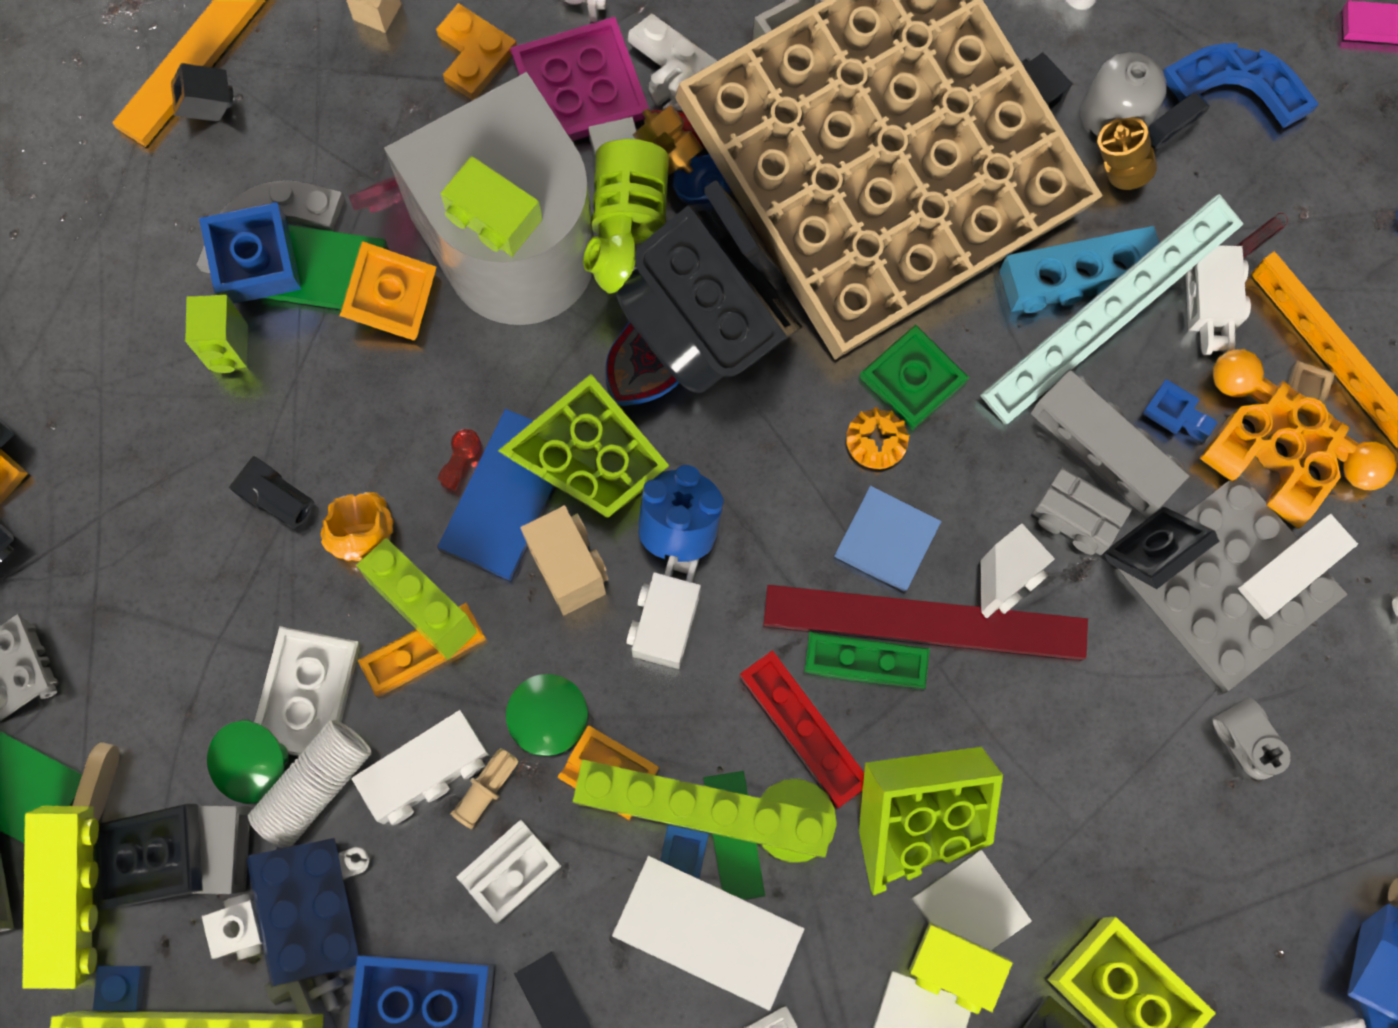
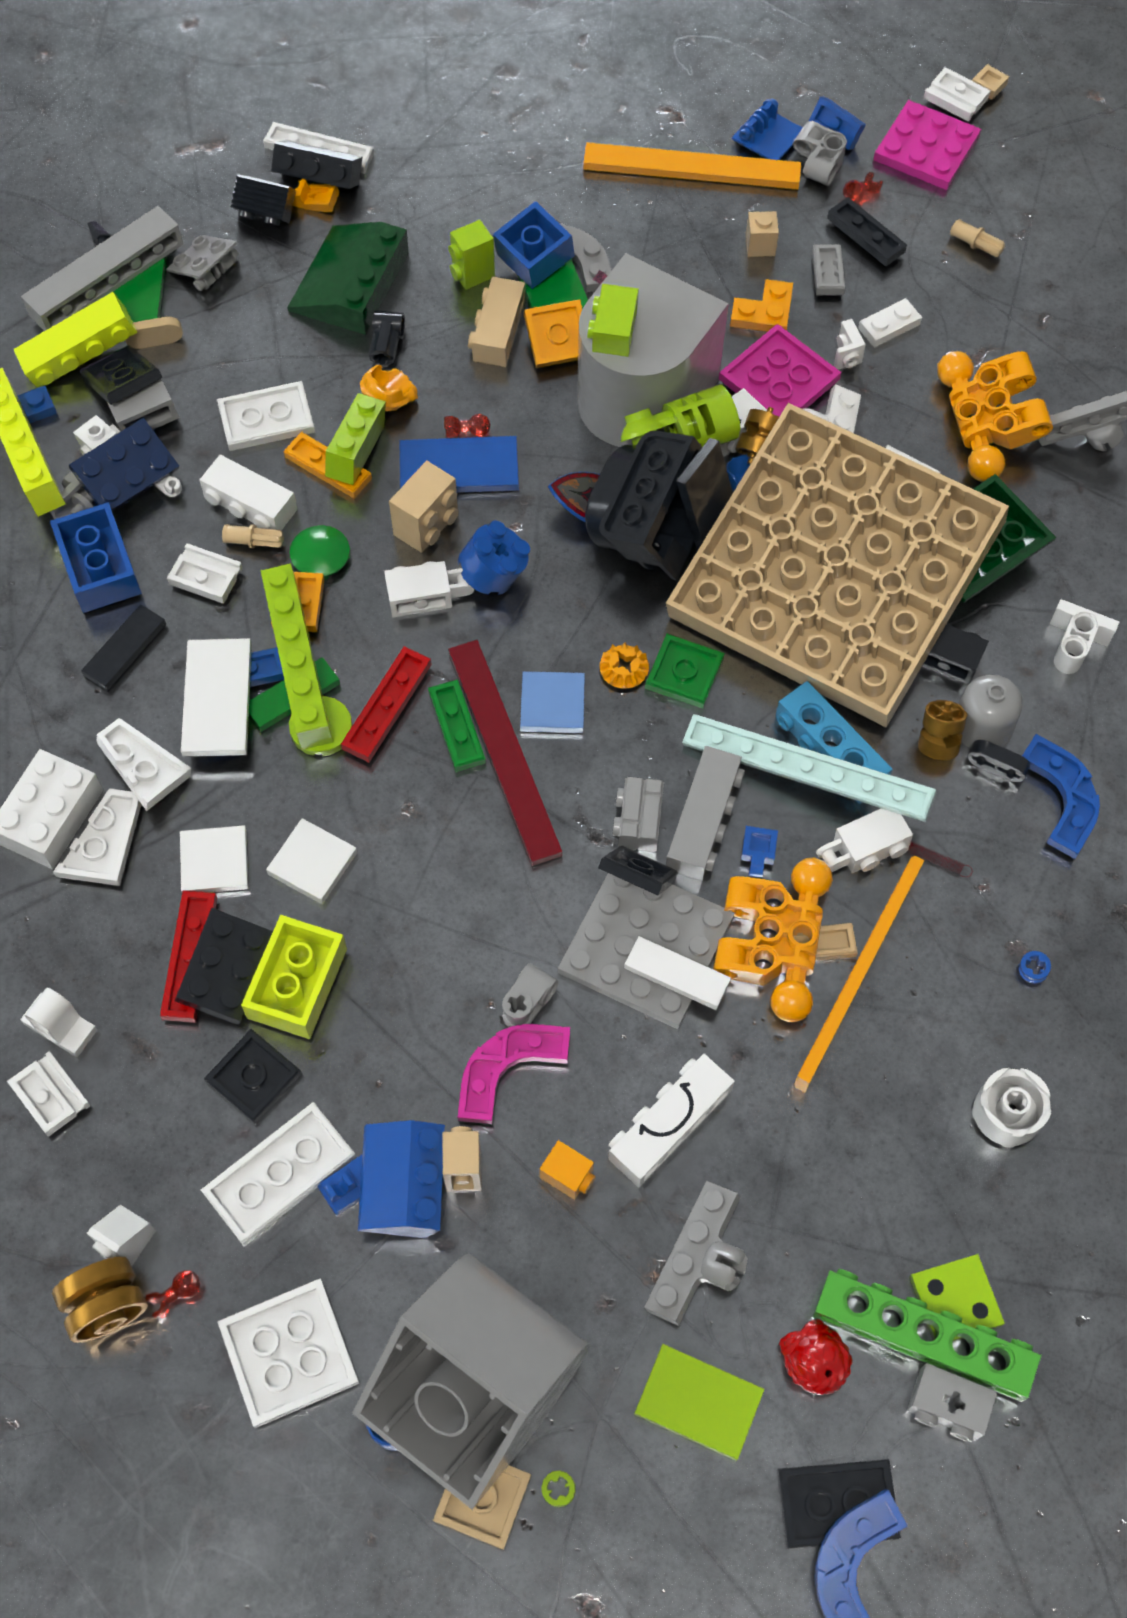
camera: 65 degrees right, 10 degrees down
(145, 495) = (351, 274): none -> dark green slope
(201, 92) = (633, 174): black brick -> none
(245, 761) = (205, 401): green dish -> none
(301, 793) = (202, 435): white piece -> none
(326, 351) = (497, 321): none -> tan brick
(588, 449) = (509, 483): lime wedge -> none
(926, 811) = (363, 797): lime wedge -> none
(959, 968) = (263, 857): neon yellow brick -> none
(1009, 567) = (568, 781): white slope -> none
(1307, 803) = (498, 1054): none -> dark pink plate

